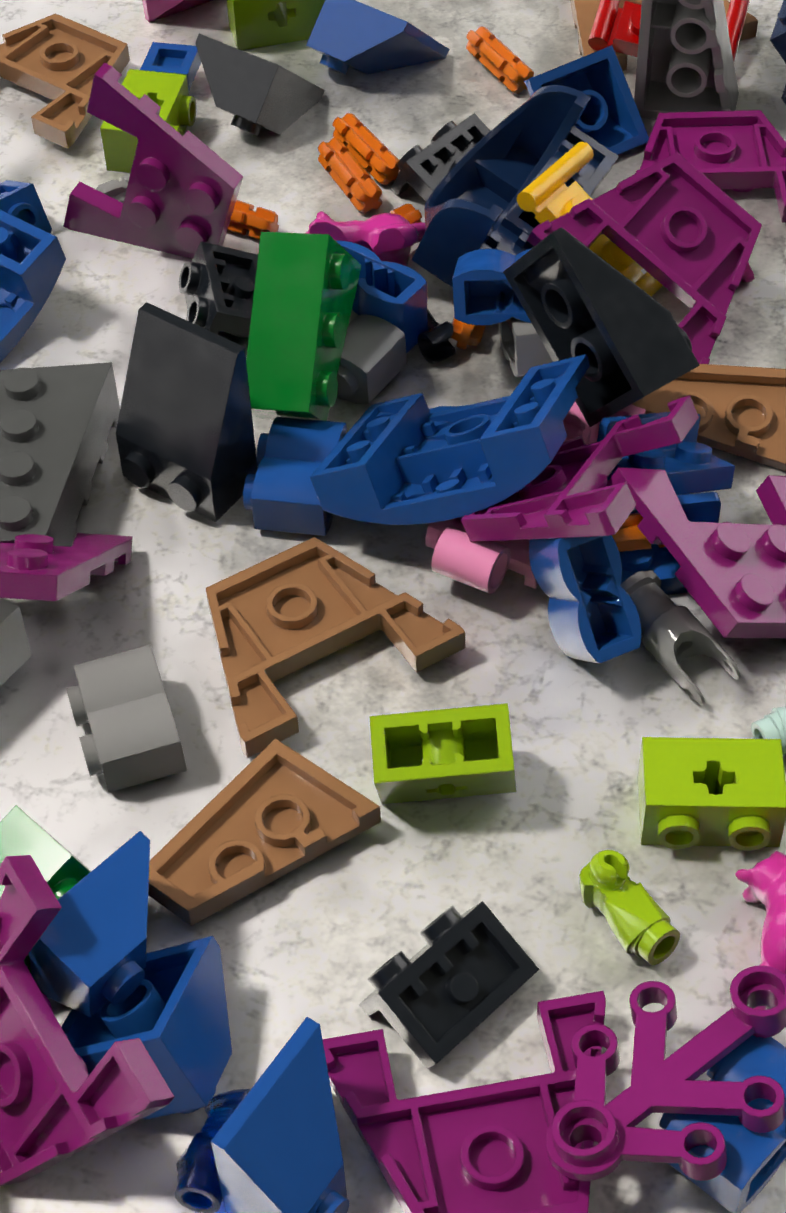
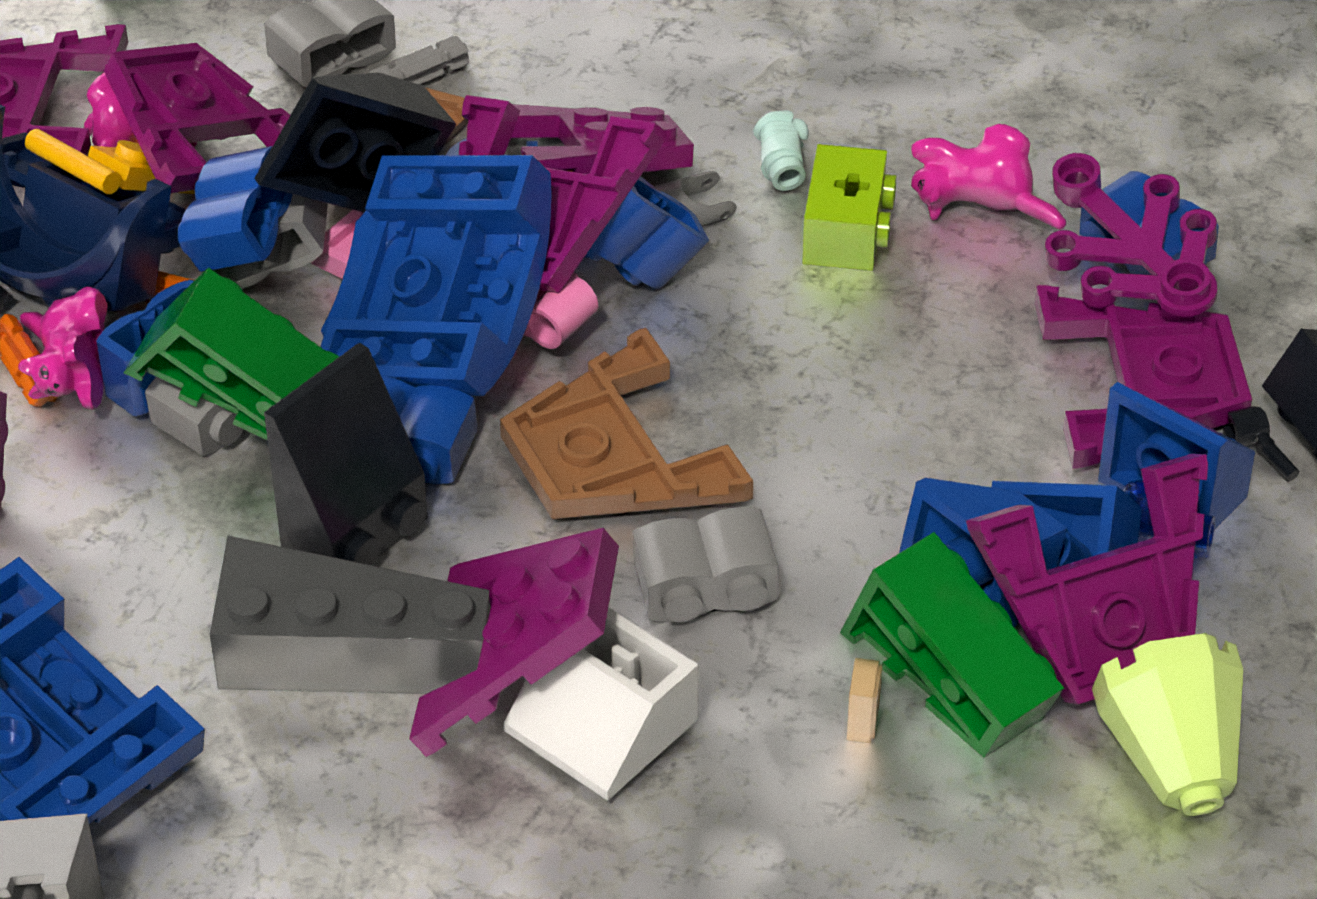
camera: 85 degrees left, 5 degrees down
(220, 288) = (94, 482): black bracket -> none
(256, 831) = (839, 482): medium nougat wing -> none
(442, 754) = (797, 344): lime brick -> none
(450, 982) = (1010, 380): black bracket -> none
(627, 907) = (958, 269): lime arm -> none

